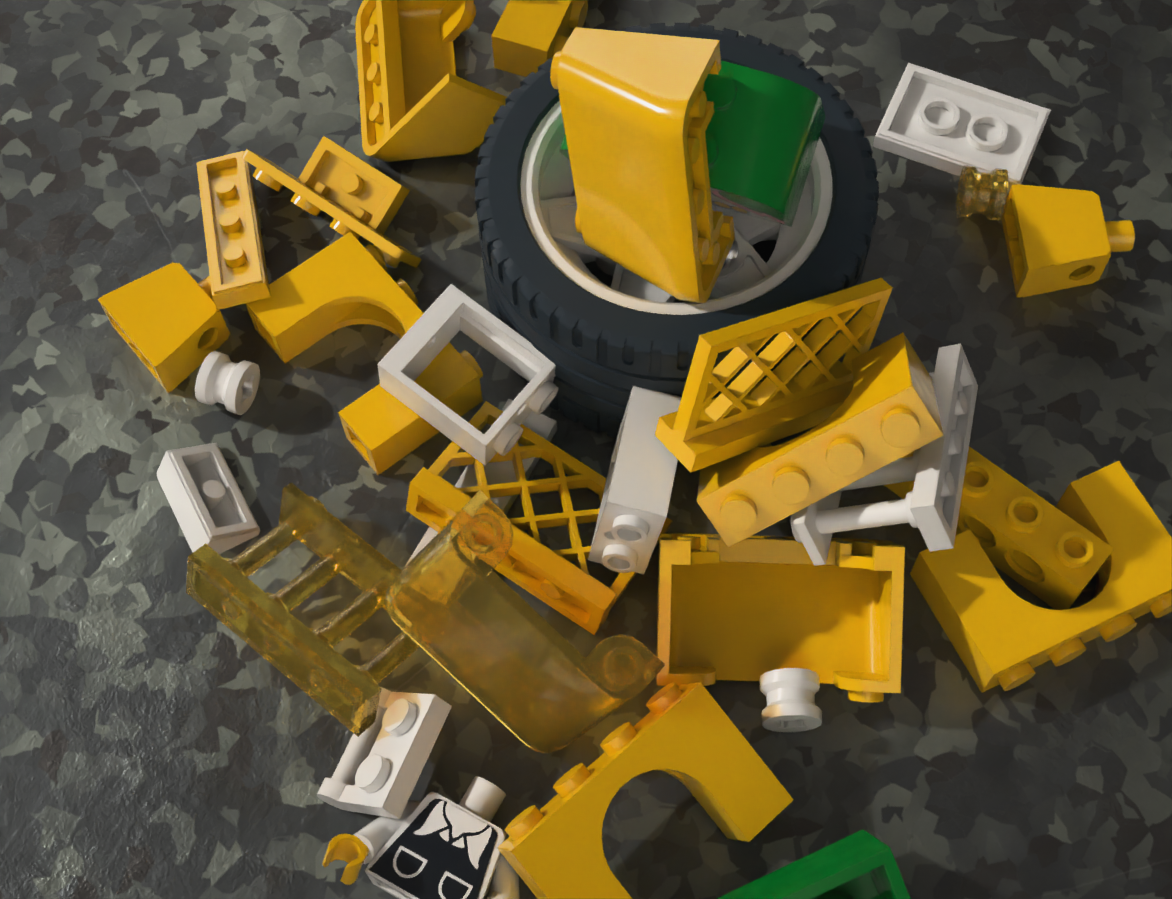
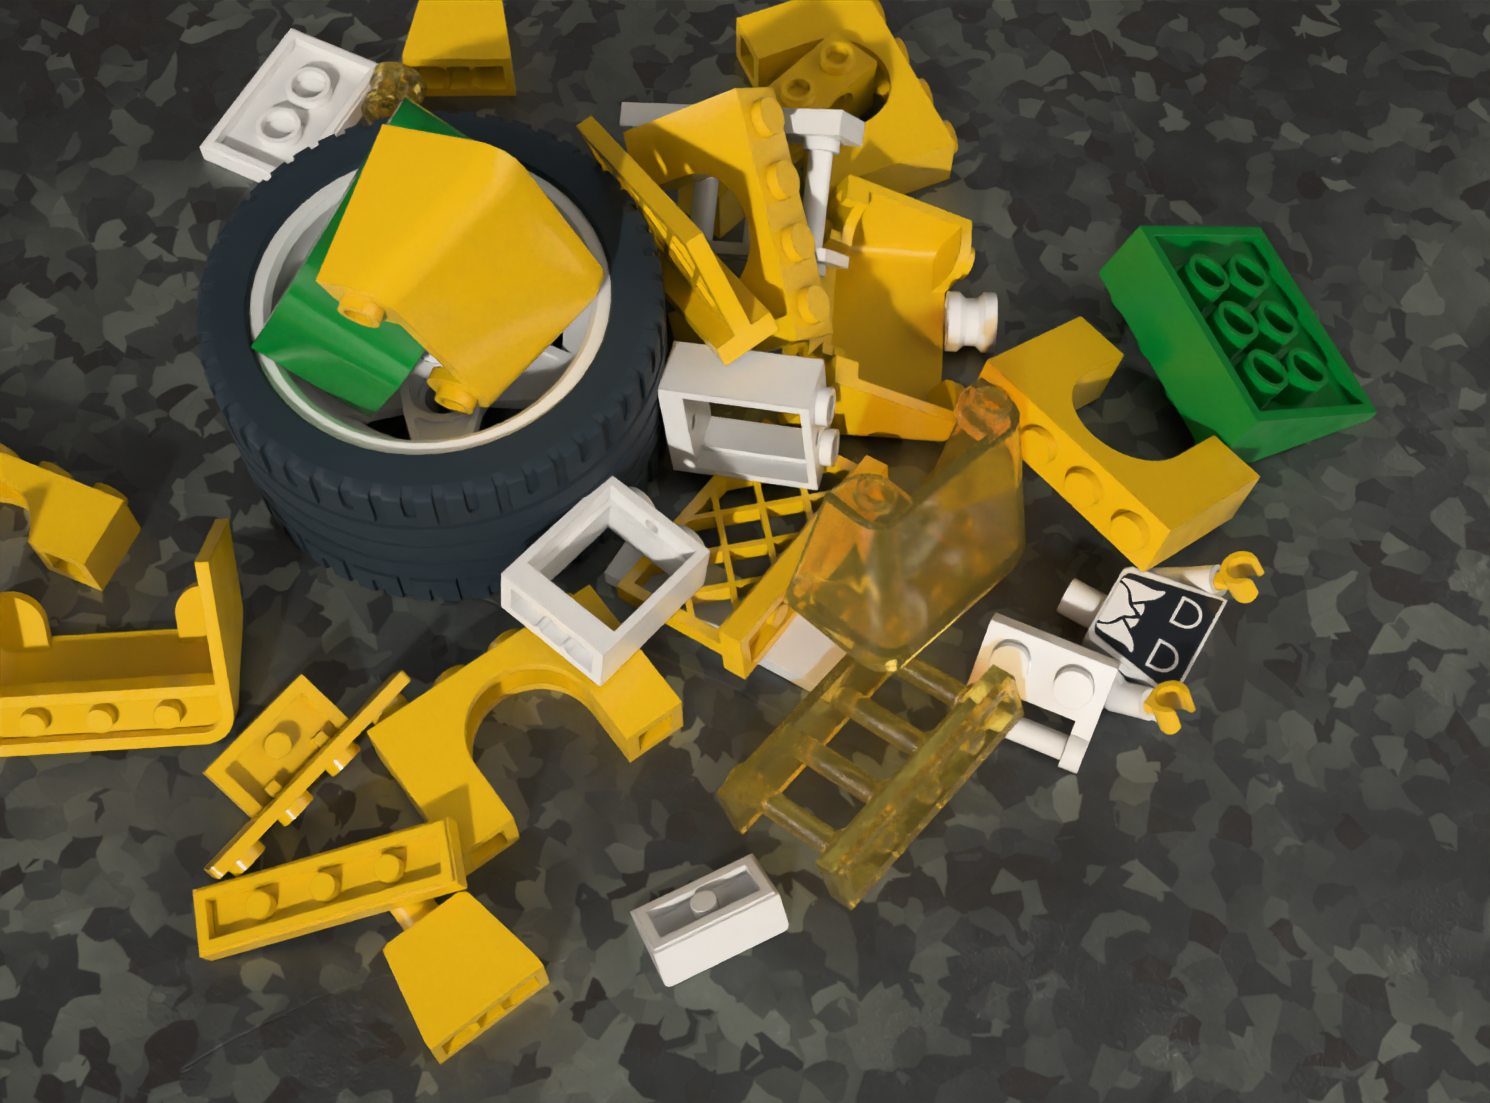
camera: 90 degrees left, 0 degrees up
(227, 382) = (557, 889): white wheel -> none

